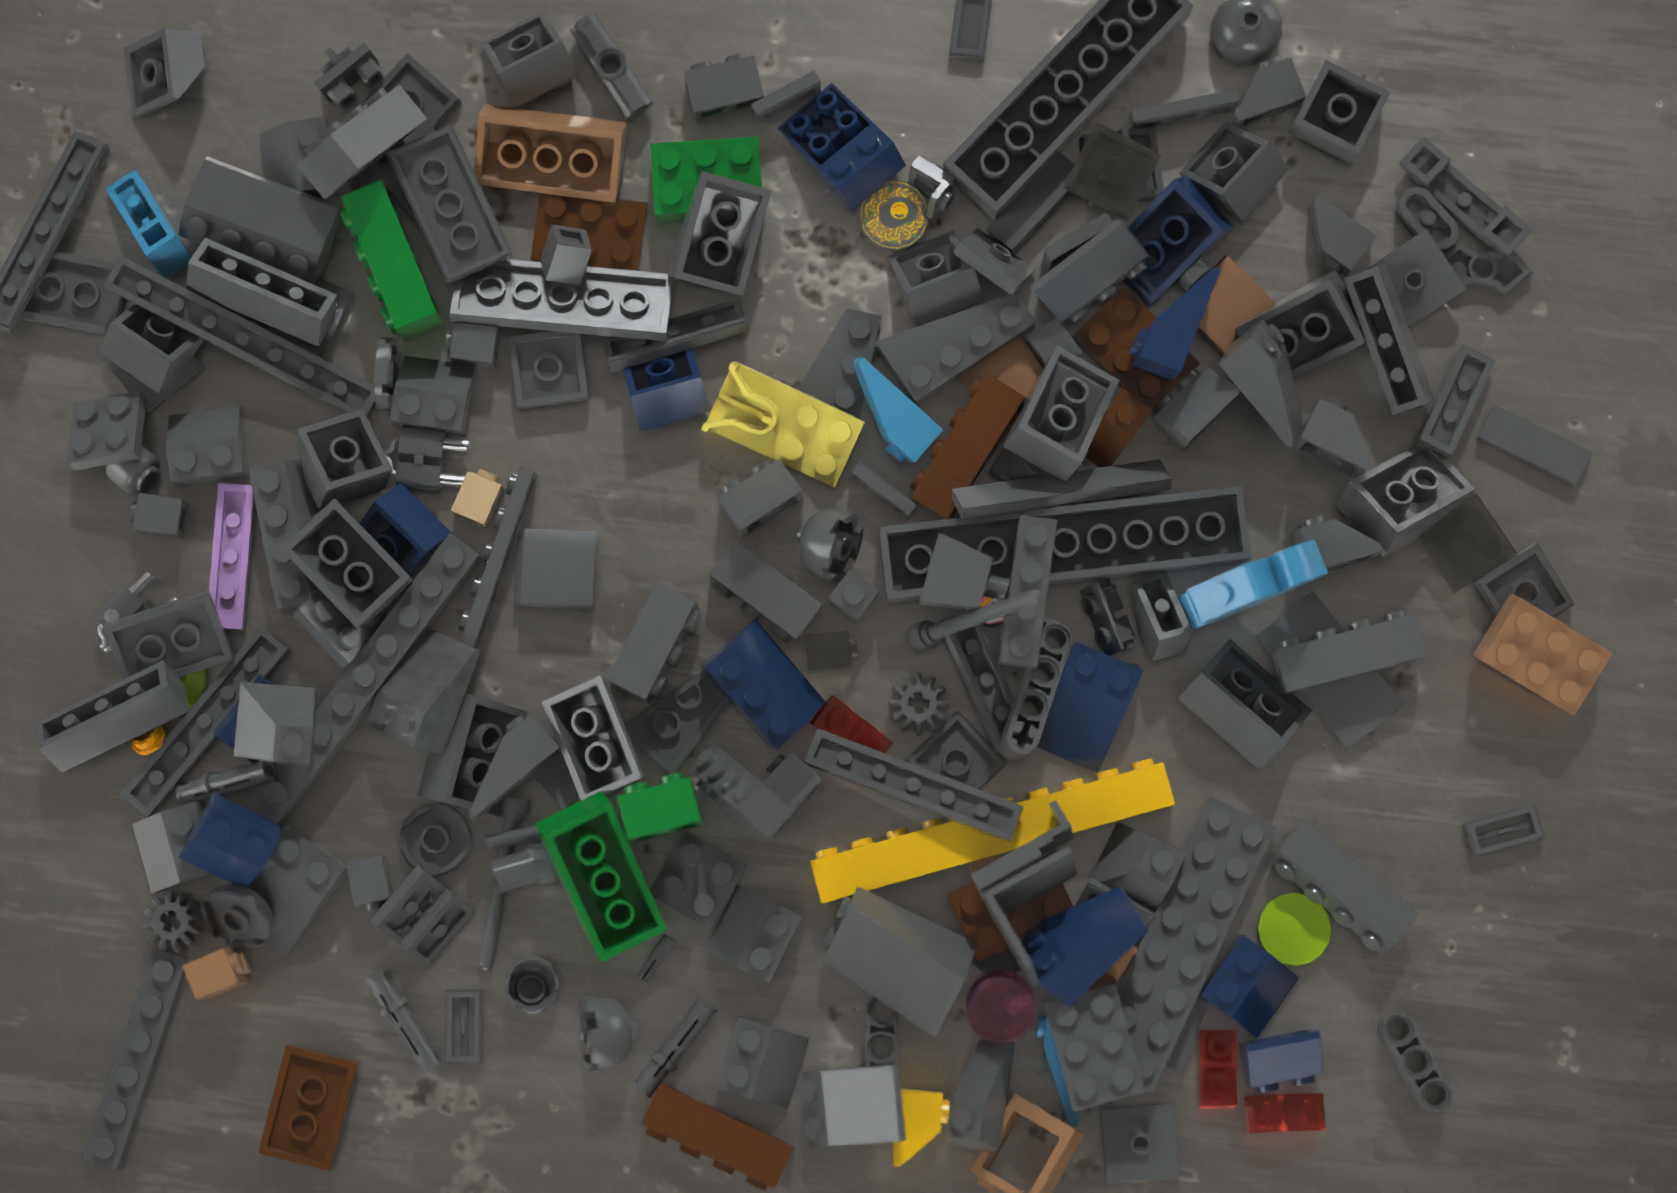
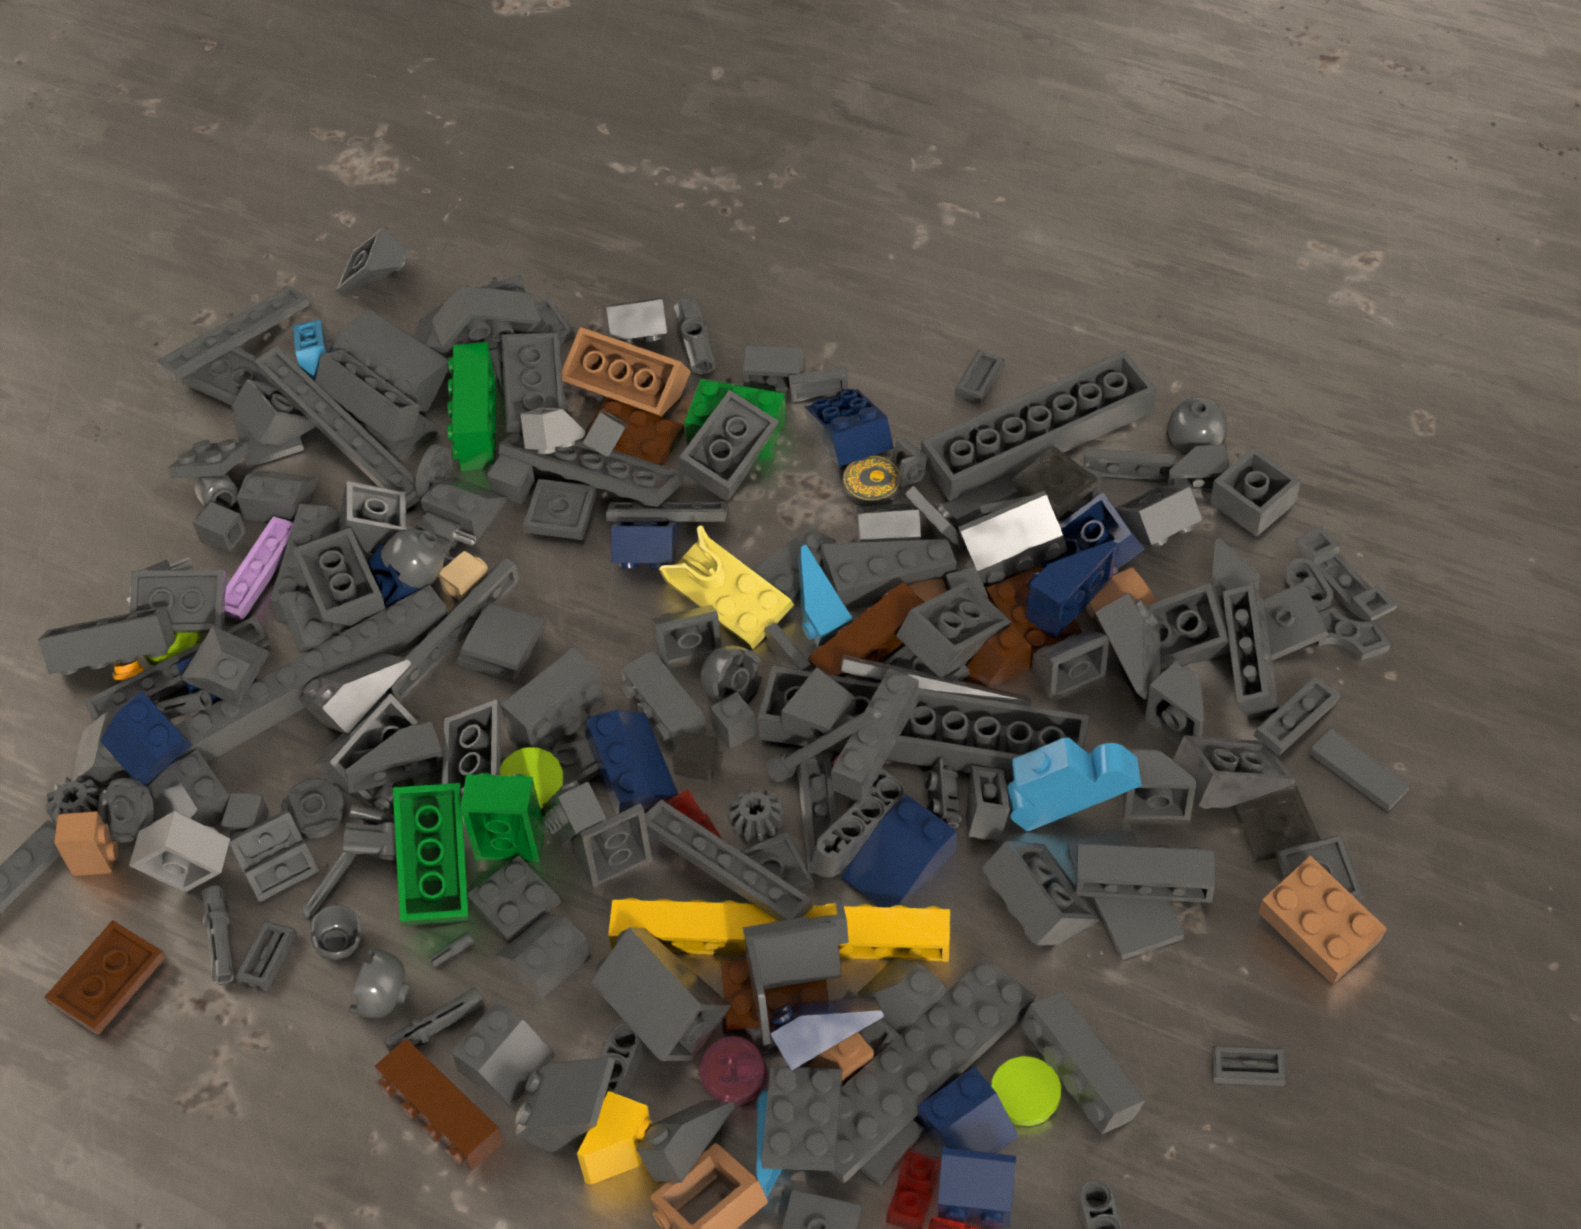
camera: 20 degrees right, 30 degrees down
(329, 955) = (180, 851): none -> light grey brick
(418, 506) = (414, 556): none -> dark grey cylinder
(505, 285) = (549, 429): none -> light grey slope
(665, 741) = (537, 764): none -> lime tile

